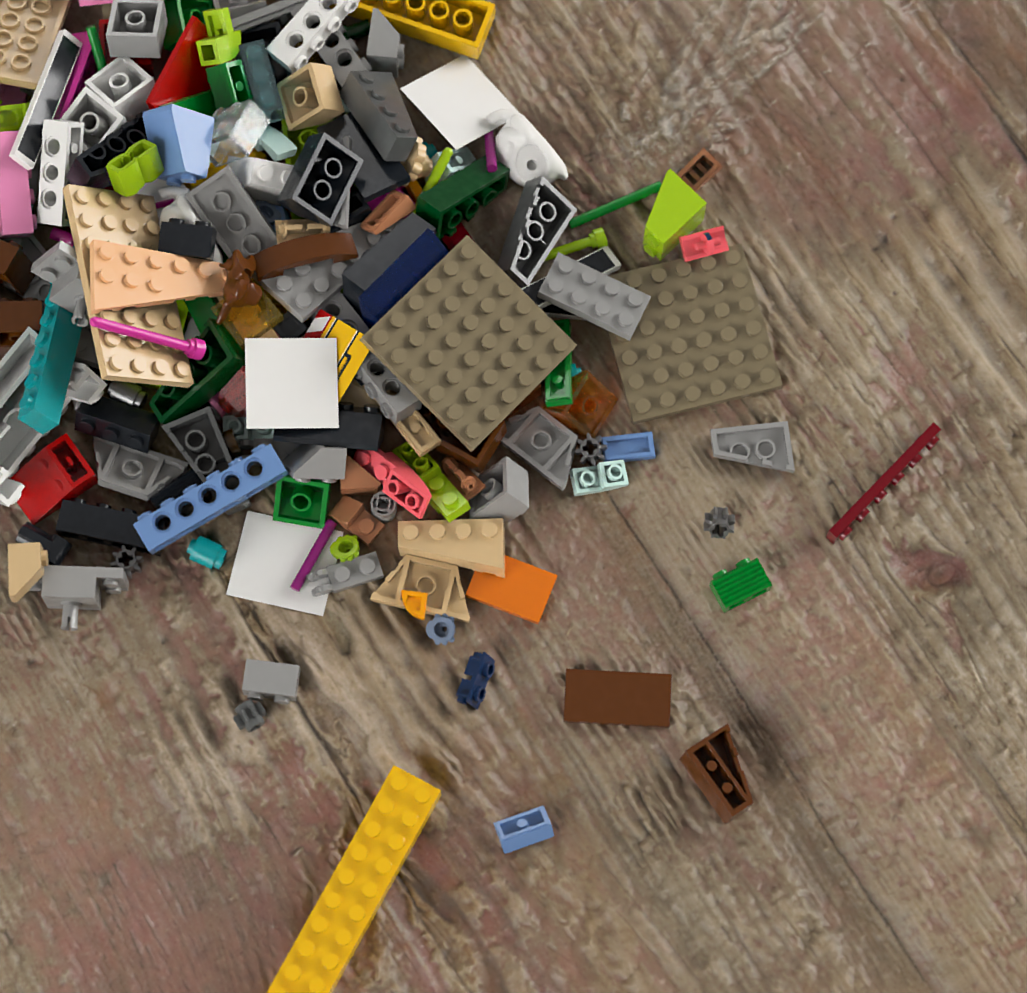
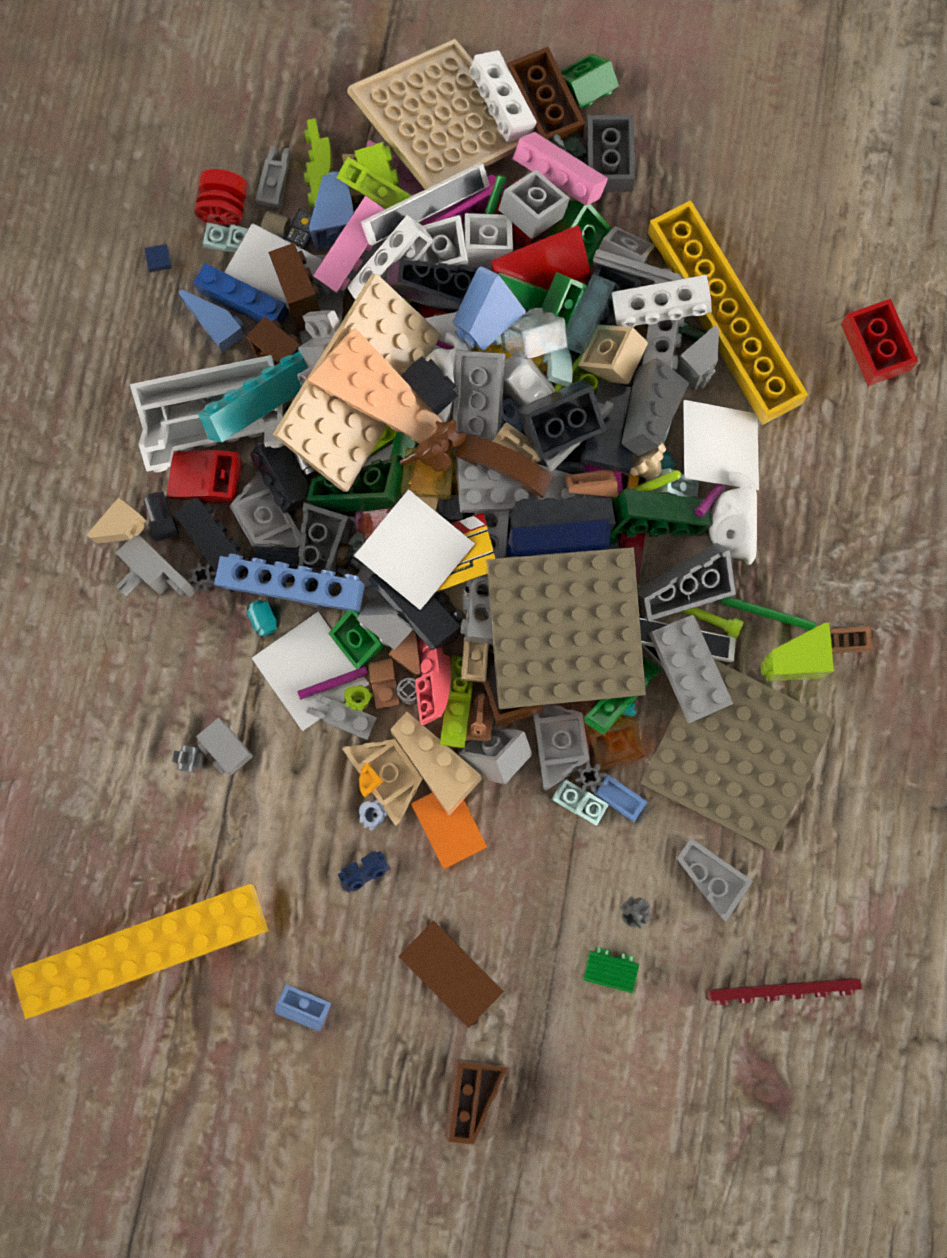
camera: 50 degrees right, 5 degrees up
(135, 168) = (437, 301): lime brick -> none
(193, 347) = (366, 465): dark pink piece -> none
(221, 41) = (586, 261): lime brick -> none
(703, 243) = (807, 697): coral hips -> none

